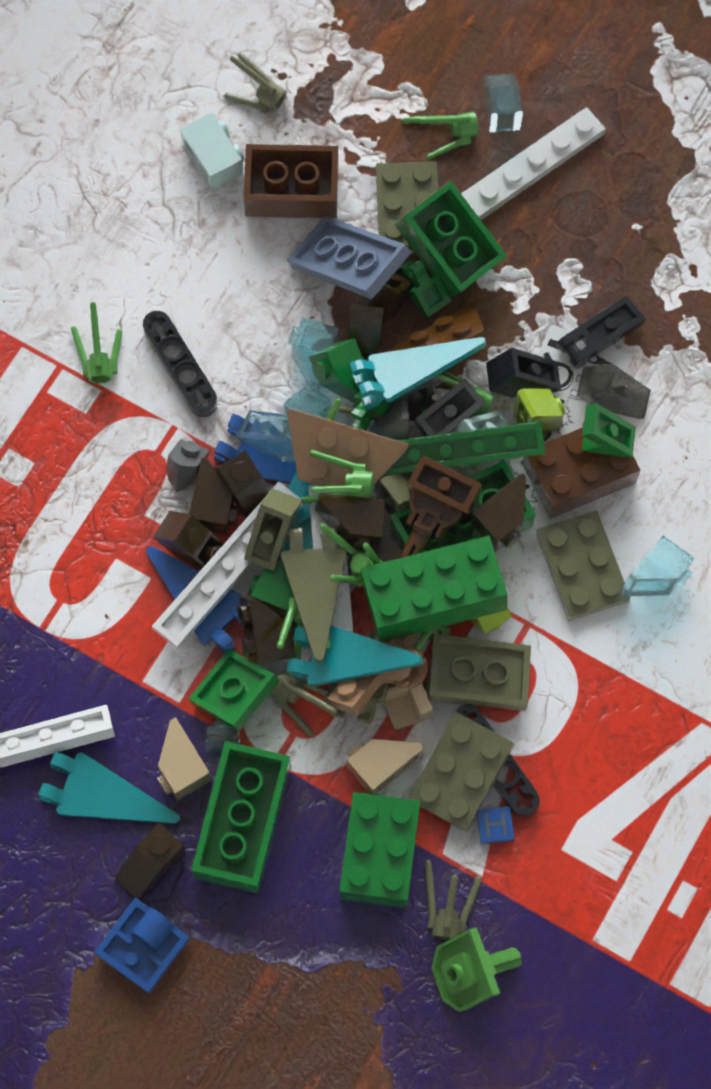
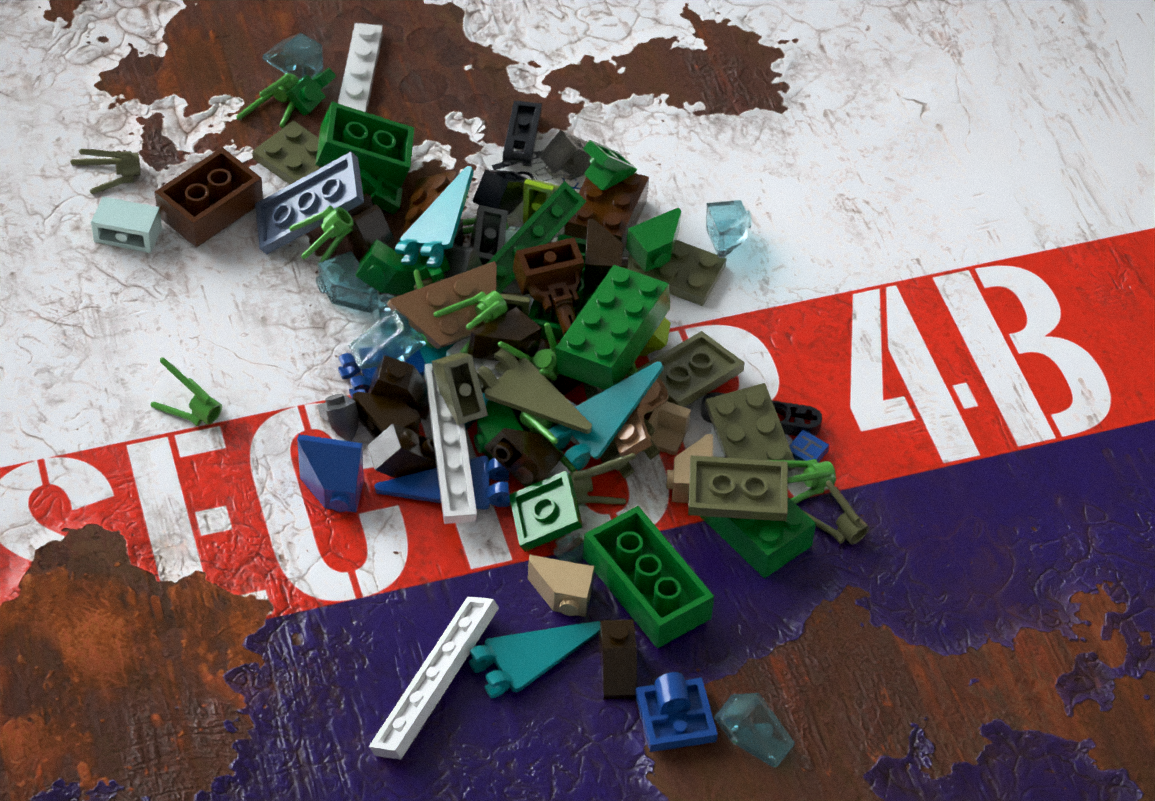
camera: 50 degrees left, 20 degrees down
(117, 515) = (332, 471): none -> blue slope
(180, 1015) = (754, 727): none -> clear light blue slope
(182, 362) = (257, 368): black beam -> none
(333, 298) = (335, 223): none -> bright green plant
(371, 817) = (738, 488): none -> olive plate
(468, 858) = (814, 476): none -> bright green plant
(468, 972) = (899, 535): bright green piece -> none
(474, 144) = (307, 91): none -> green plate
(579, 534) = (654, 240): none -> green slope

